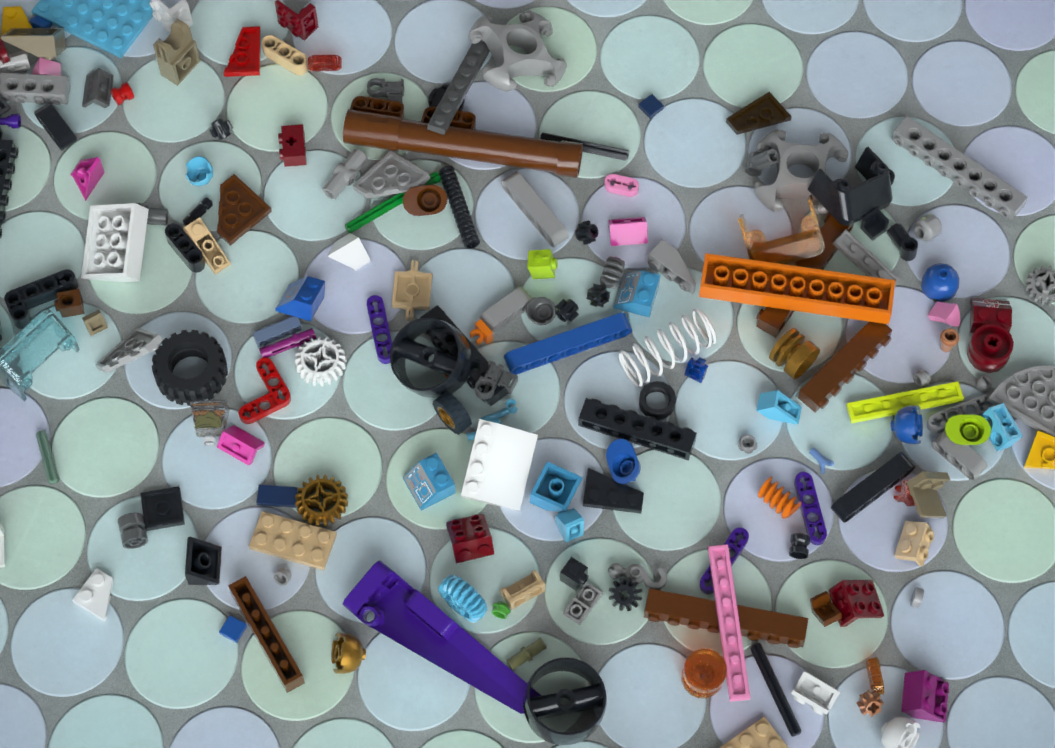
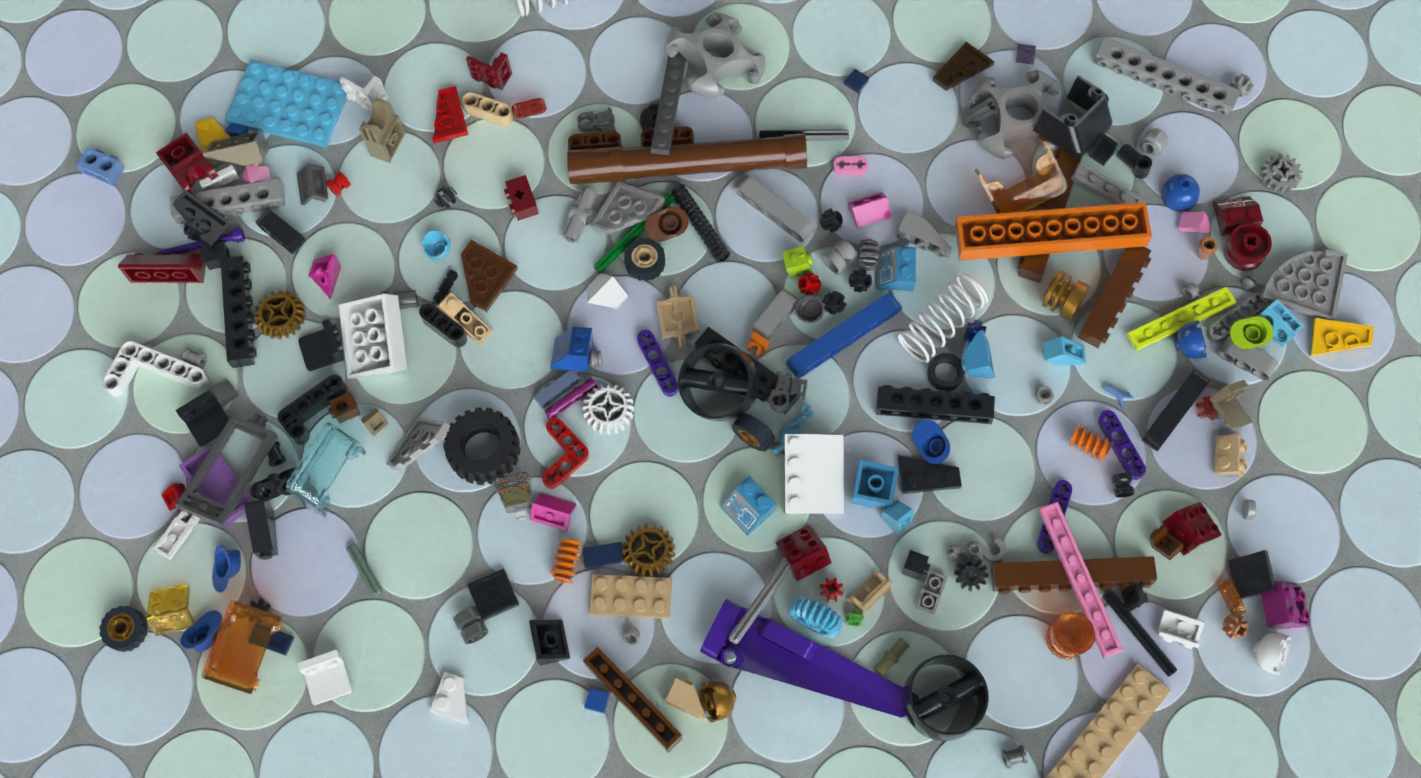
camera: 10 degrees left, 5 degrees up
(28, 212) = (279, 304): none -> pearl gold gear
(64, 242) = (321, 347): none -> black bracket
(239, 490) = (564, 560): none -> orange piece
(316, 645) = (685, 698): none -> tan slope
(322, 312) = (596, 359): none -> light grey bush
(391, 220) = (647, 269): none -> black wheel
(412, 571) = (760, 601): none -> light grey axle
(484, 573) = (828, 584): none -> red gear
(548, 287) = (809, 284): none -> red gear
(587, 267) = (839, 257): none -> light grey wheel
(692, 392) = (978, 357): none -> dark azure slope
(778, 653) = (1134, 597): none -> black tile
(825, 116) = (1025, 54): none -> clear purple tile
(900, 658) = (1252, 574): none -> black tile
(1032, 191) = (1242, 83): none -> light grey gear

